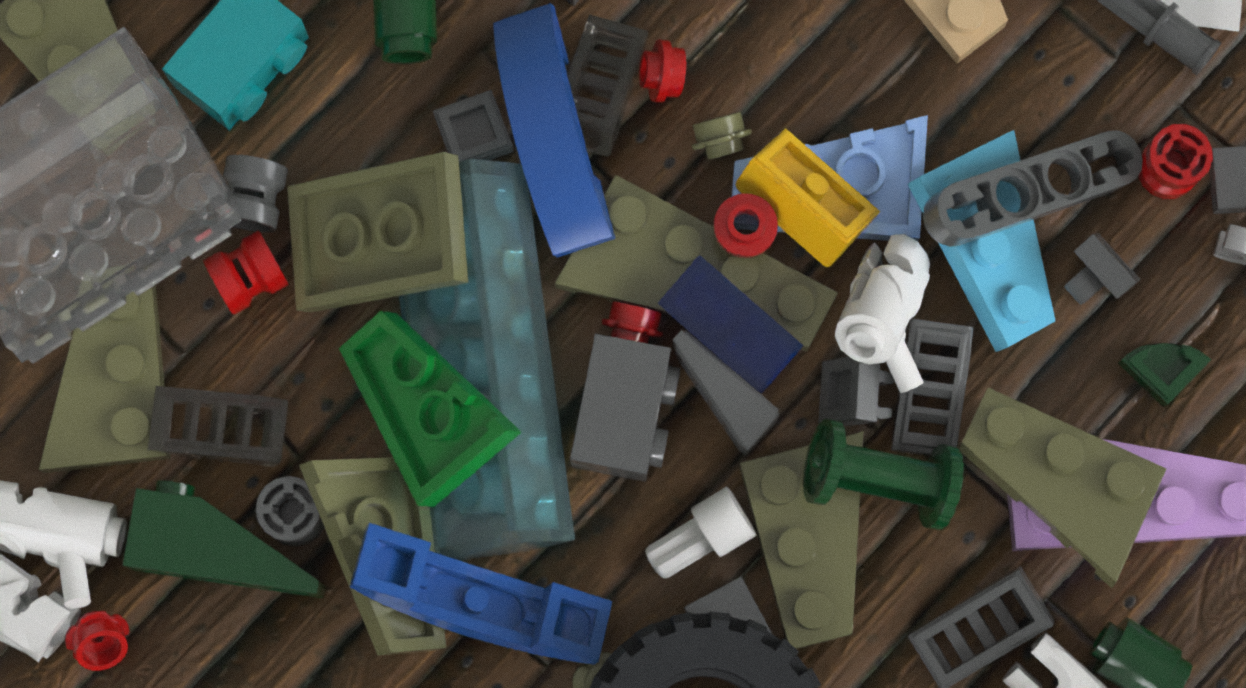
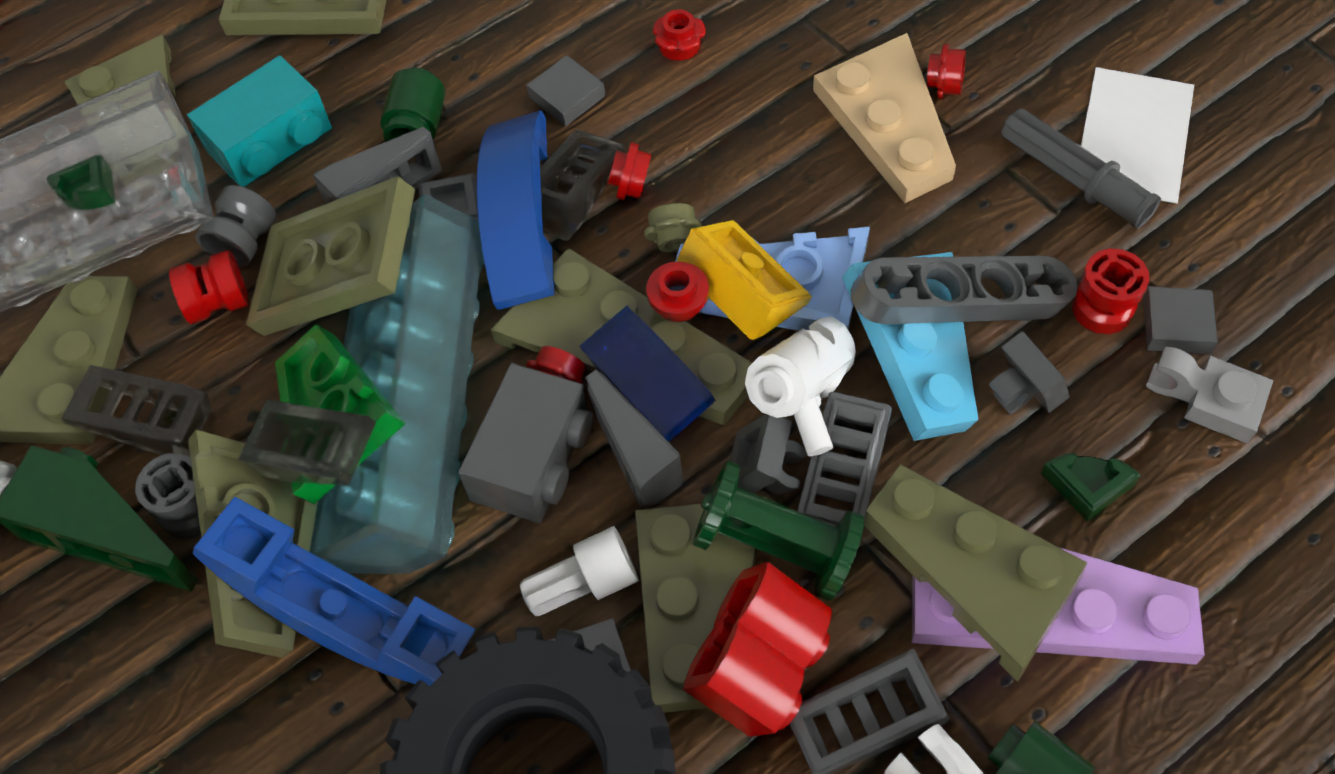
camera: 15 degrees right, 20 degrees down
(78, 175) = (84, 184): none -> dark green tile
(381, 121) = (377, 166): none -> dark grey slope
(387, 455) = (293, 437): none -> clear smoke slope
(881, 589) = (759, 651): none -> red brick

